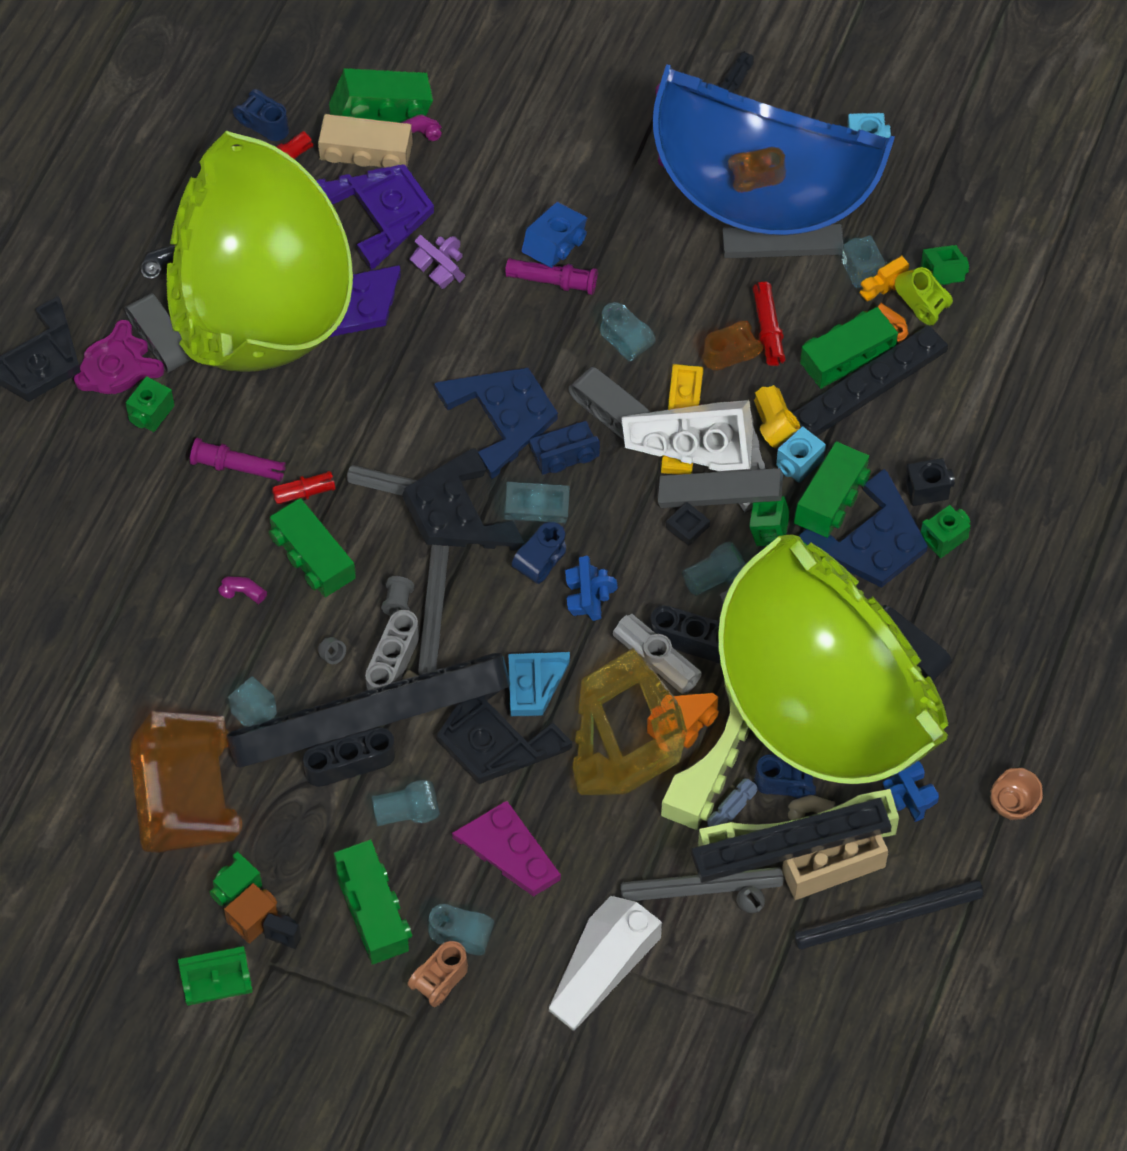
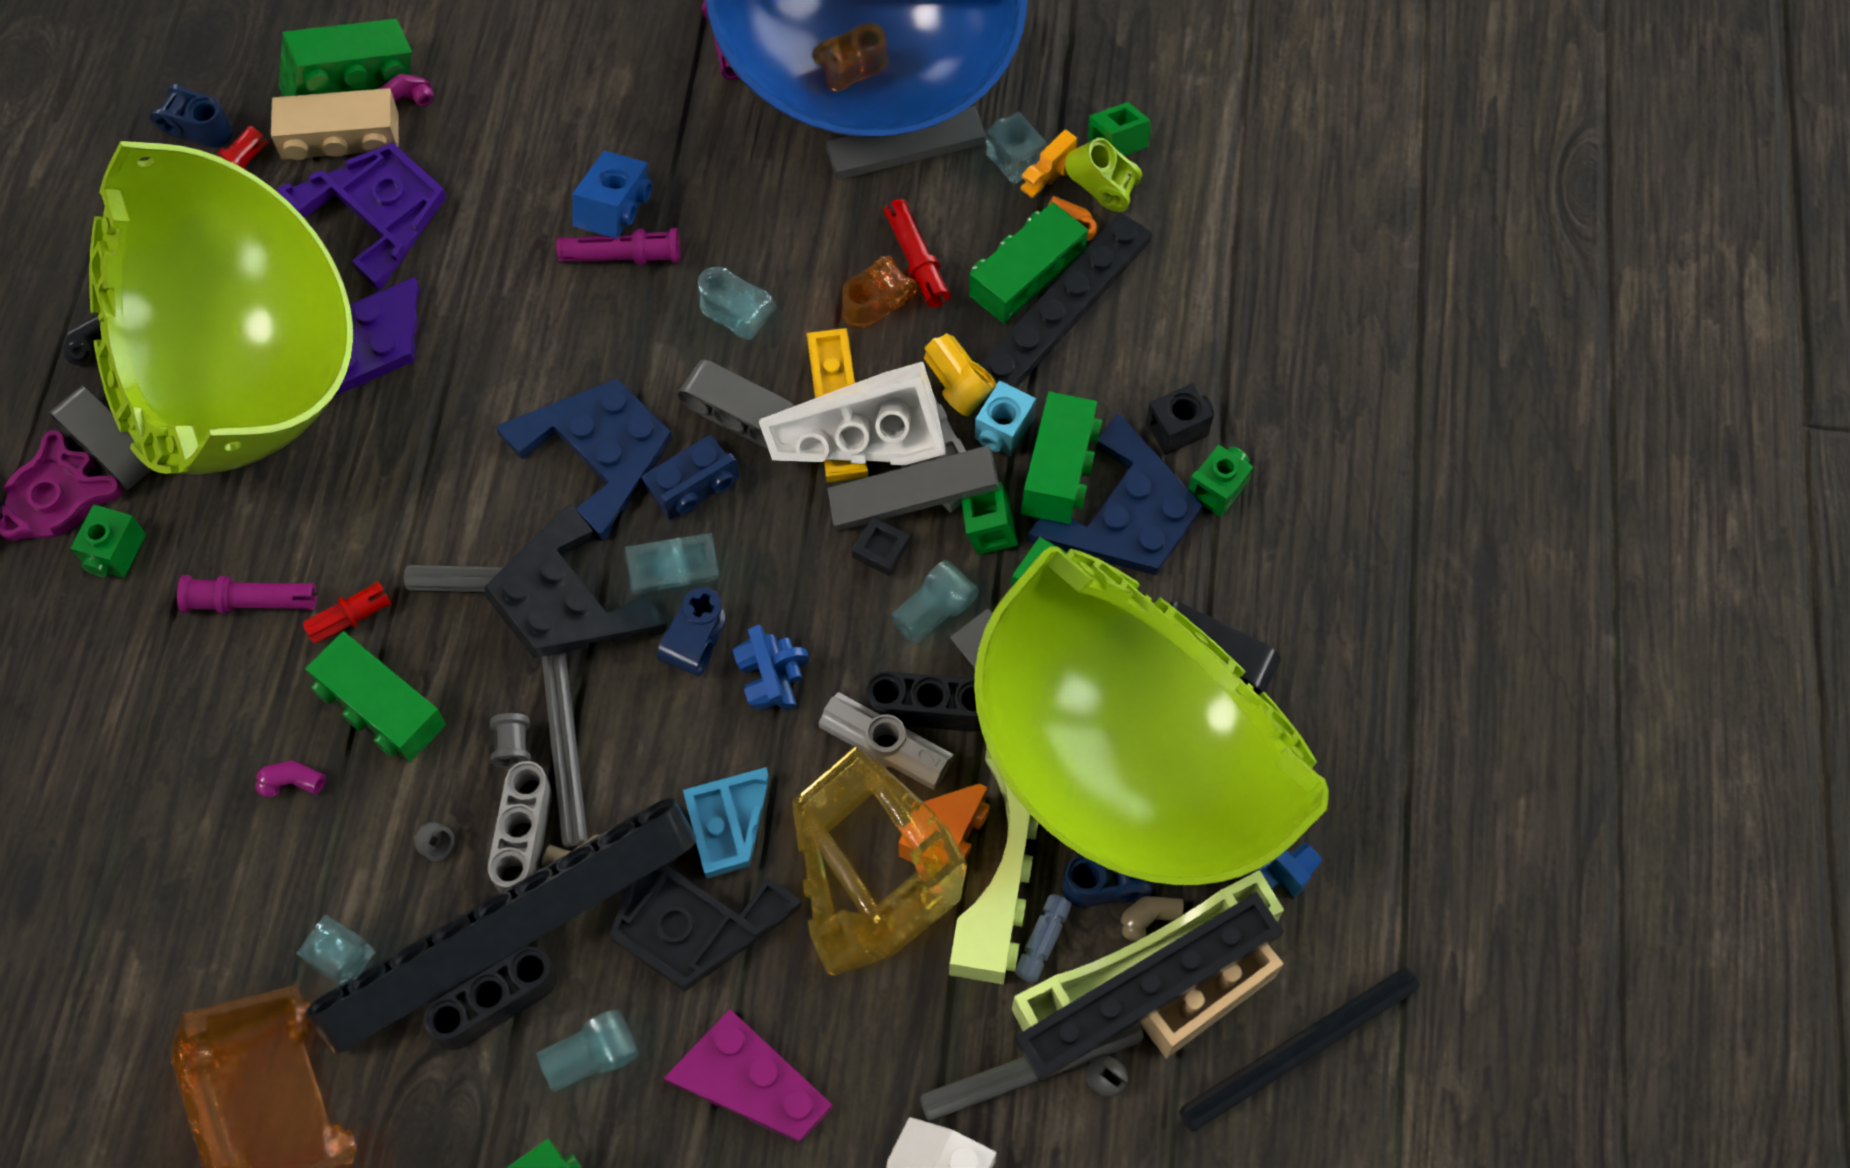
camera: 15 degrees left, 5 degrees up
(446, 269) = (478, 270): medium lavender hips -> none
(1016, 794) = (1423, 830): nougat hair -> none

